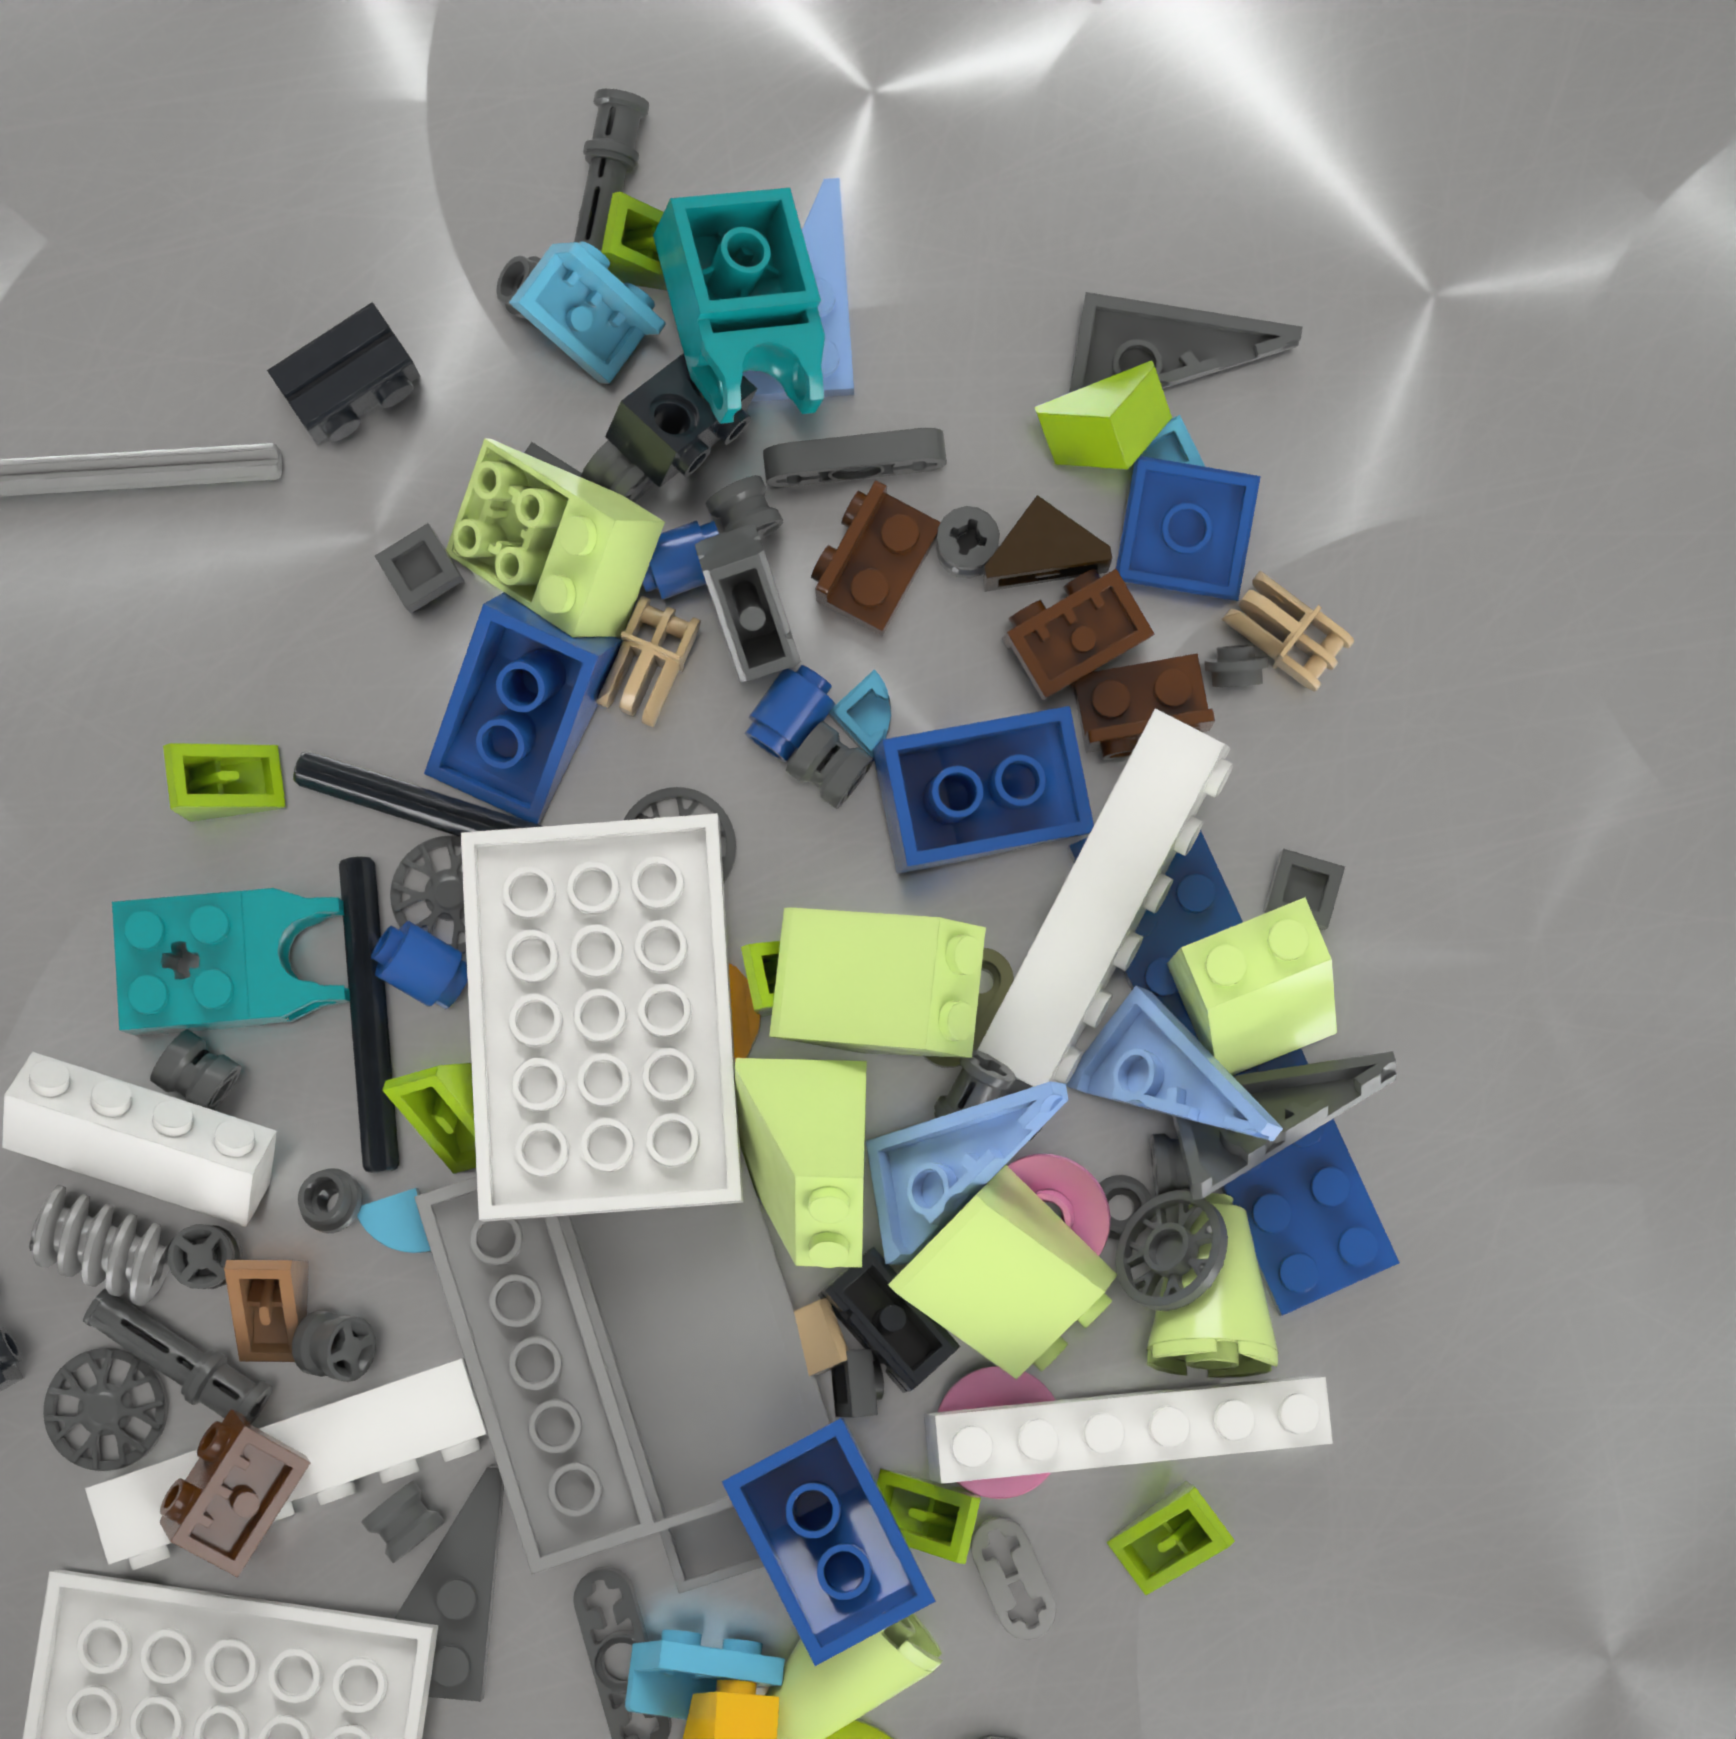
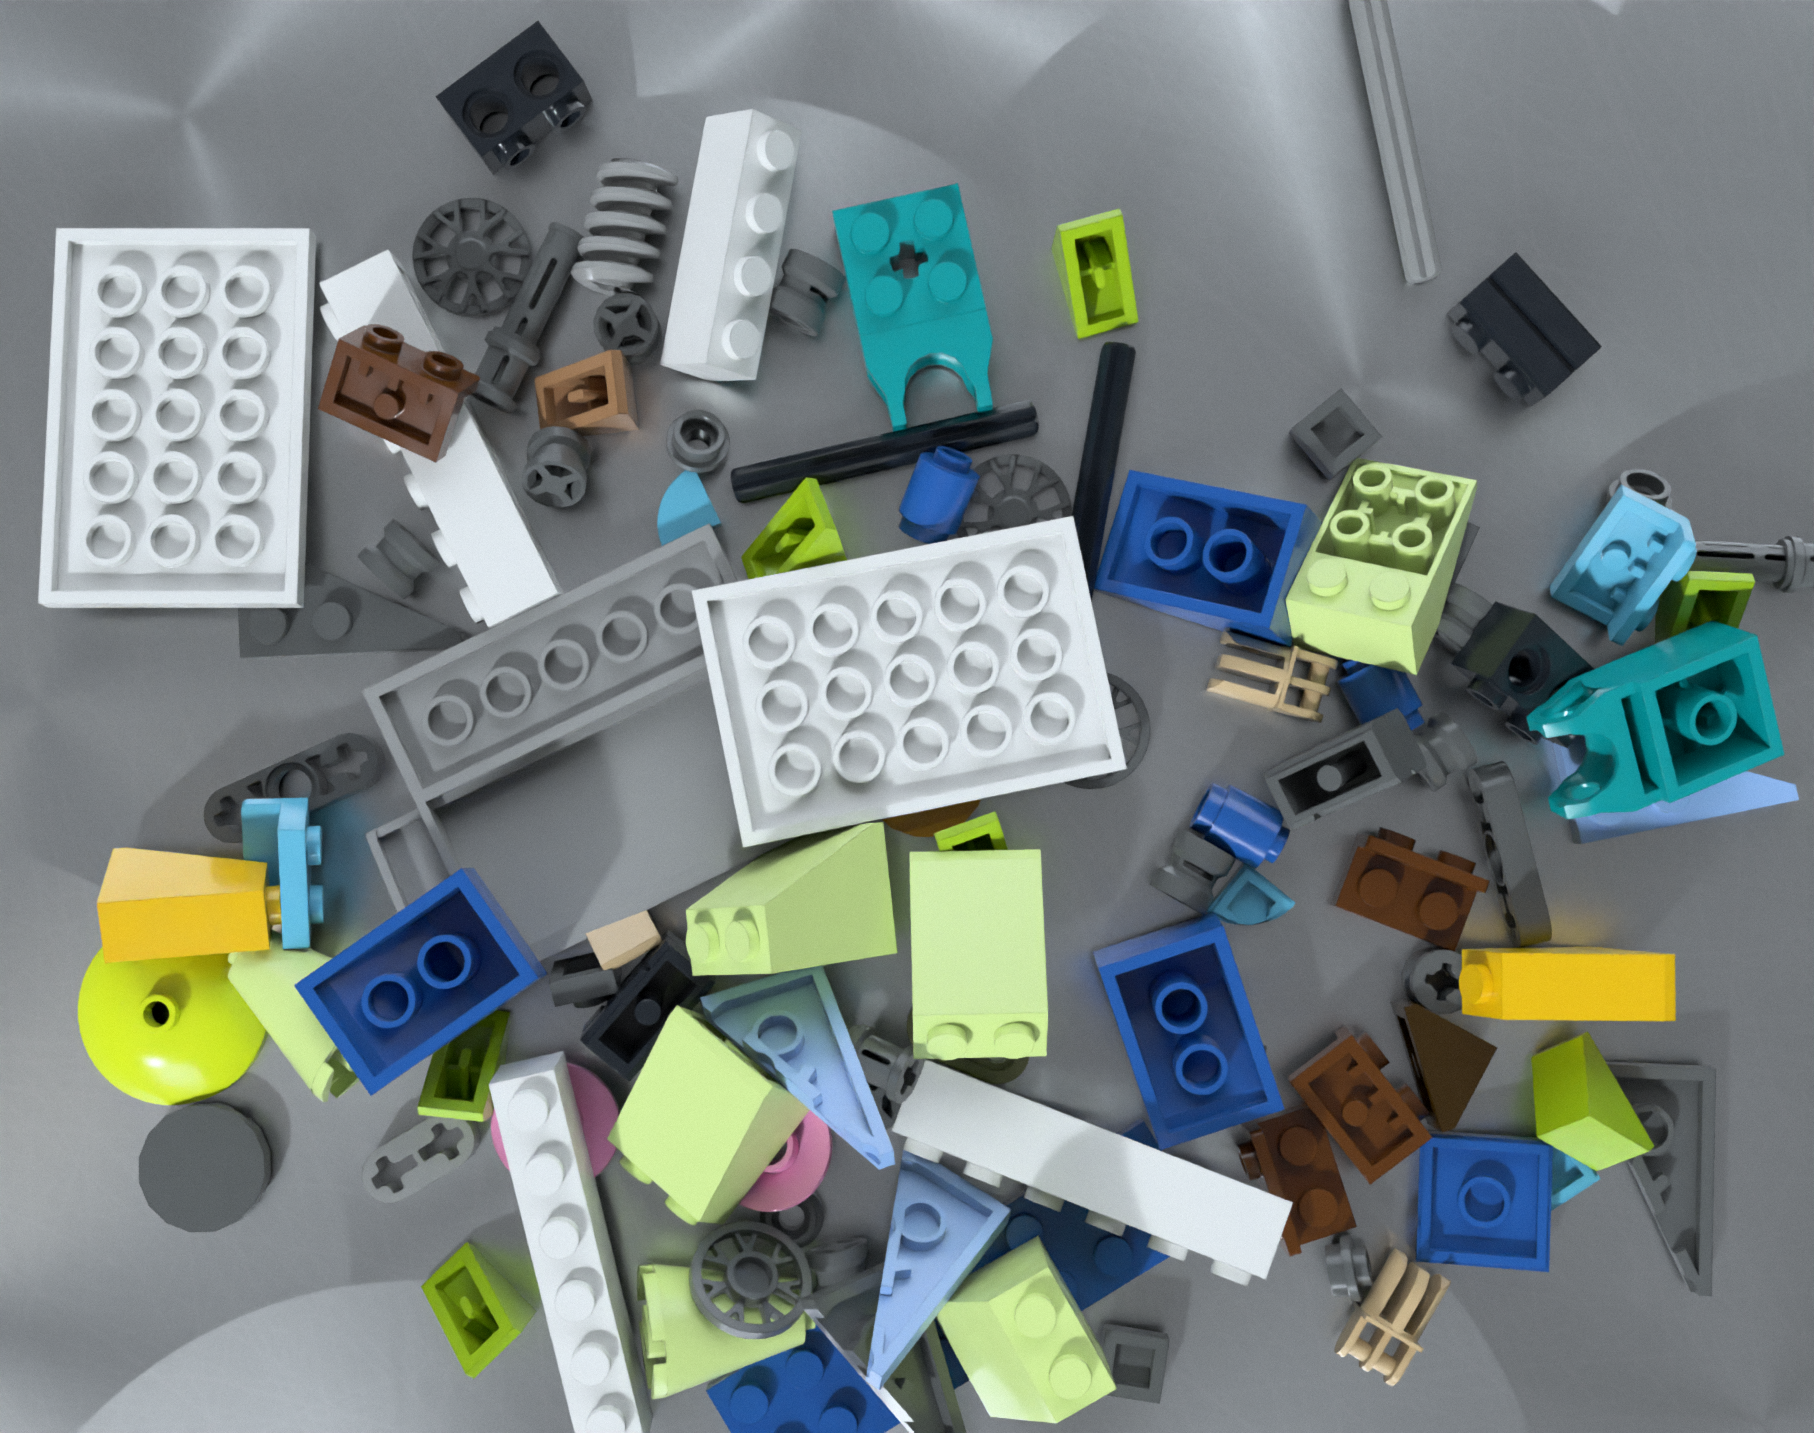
camera: 80 degrees right, 5 degrees up
(982, 420) = (1568, 984): none -> yellow slope

